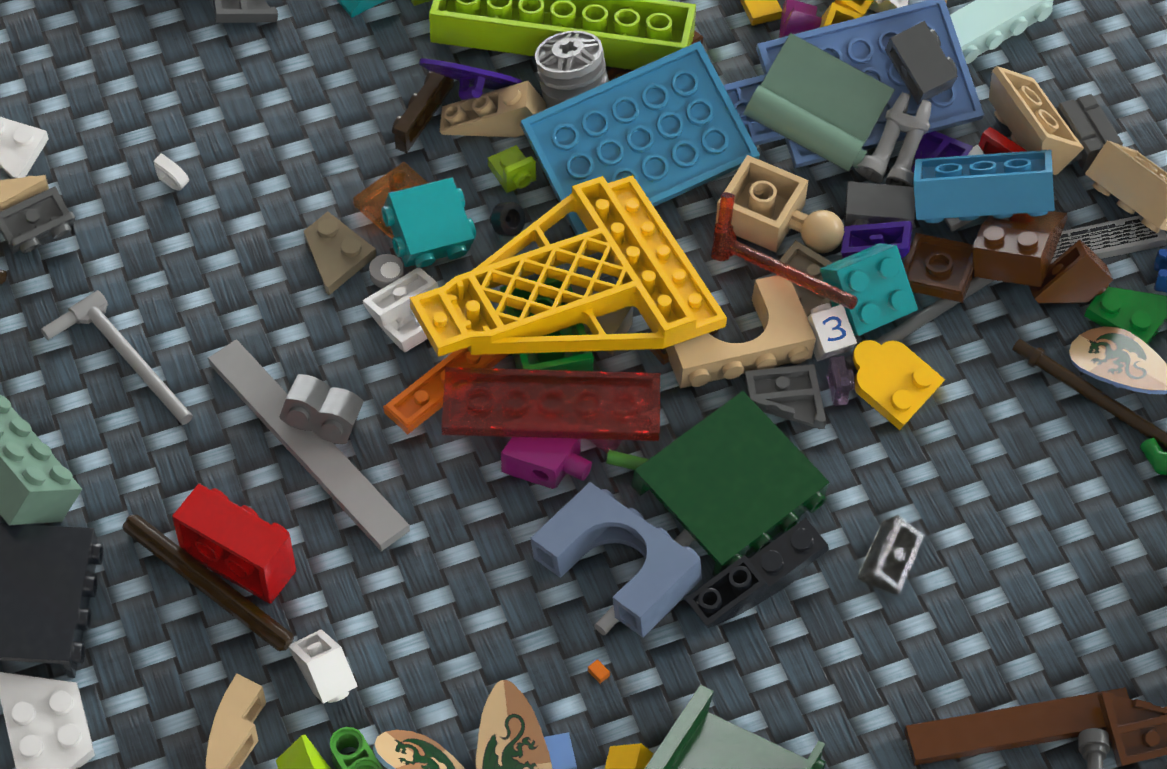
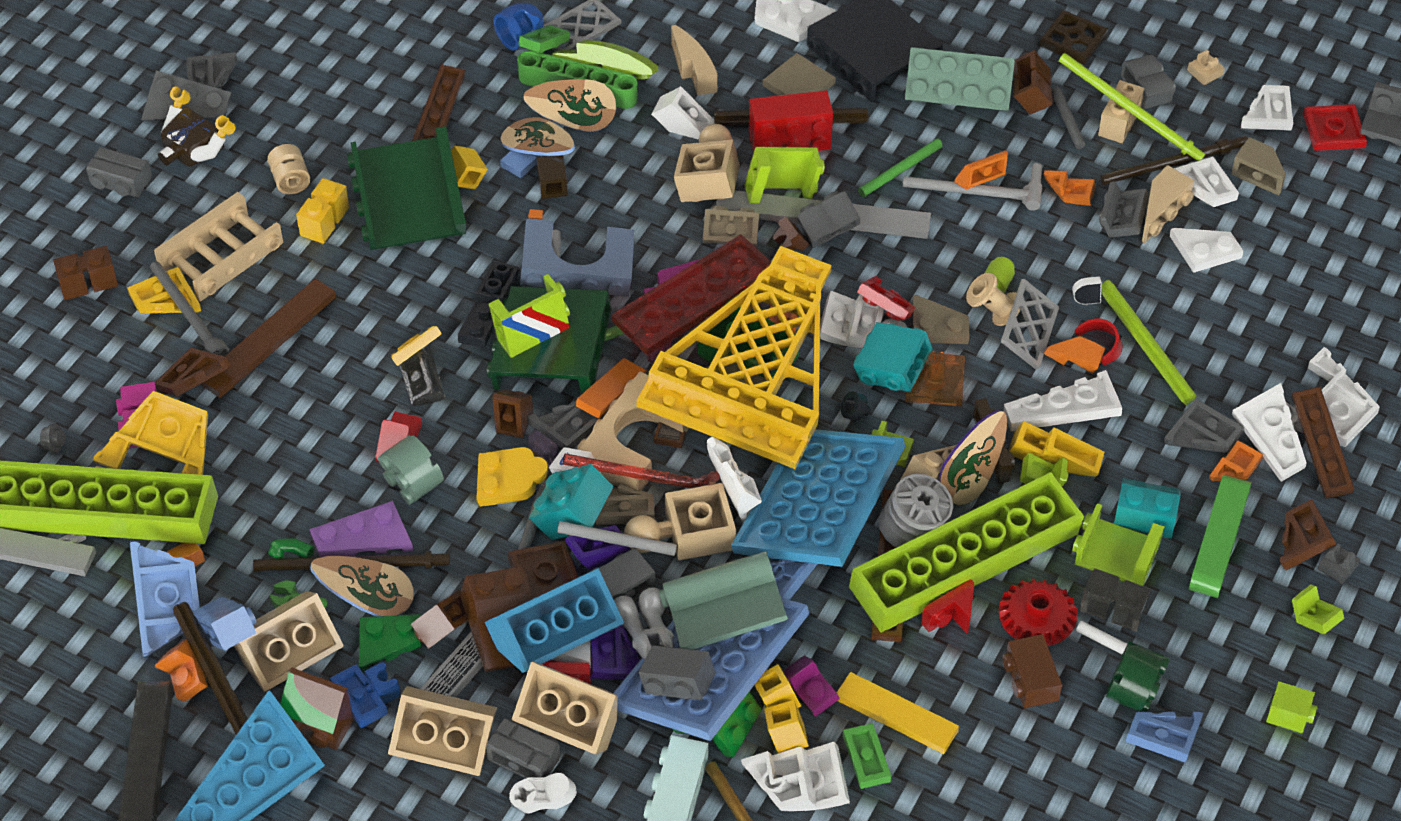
camera: 140 degrees right, 5 degrees down
(42, 288) = (1071, 190): none -> orange slope
(108, 356) = (982, 170): none -> orange slope
(145, 624) = (798, 76): none -> dark tan tile
(170, 437) = (900, 168): none -> bright green bar
(180, 100) = (1147, 343): none -> lime axle
(199, 139) = (1106, 326): none -> red helmet
(232, 244) = (1003, 270): none -> lime brick
(252, 131) = (1077, 350): none -> orange slope
(263, 176) = (1047, 324): none -> light grey window
(271, 212) = (984, 291): none -> tan hose
(318, 94) = (1076, 403): none -> white wing
(334, 494) = (783, 170): none -> lime panel
(363, 291) = (890, 300): none -> red wing
(367, 432) = (791, 234): none -> reddish brown tile
(382, 65) = (1052, 446): none -> yellow slope
(384, 525) = (708, 167): none -> tan brick
(411, 47) = (1035, 467): none -> lime bracket
(416, 489) = (724, 225): none -> dark tan bracket
(545, 691) = (552, 176): none -> dark brown brick
(709, 394) = (609, 387): none -> orange tile
(710, 180) = (738, 485): none -> white slope
(758, 458) = (533, 321): none -> lime panel
(838, 429) = (512, 412): none -> reddish brown slope
(858, 221) = (616, 538): none -> light grey bar
(875, 587) = (415, 344): none -> yellow tile
(968, 503) = (396, 429): none -> slope
(994, 435) = (410, 469): none -> sand green brick
(1080, 429) = (369, 530): none -> medium lavender wing
(1109, 93) = (542, 793): none -> white piece

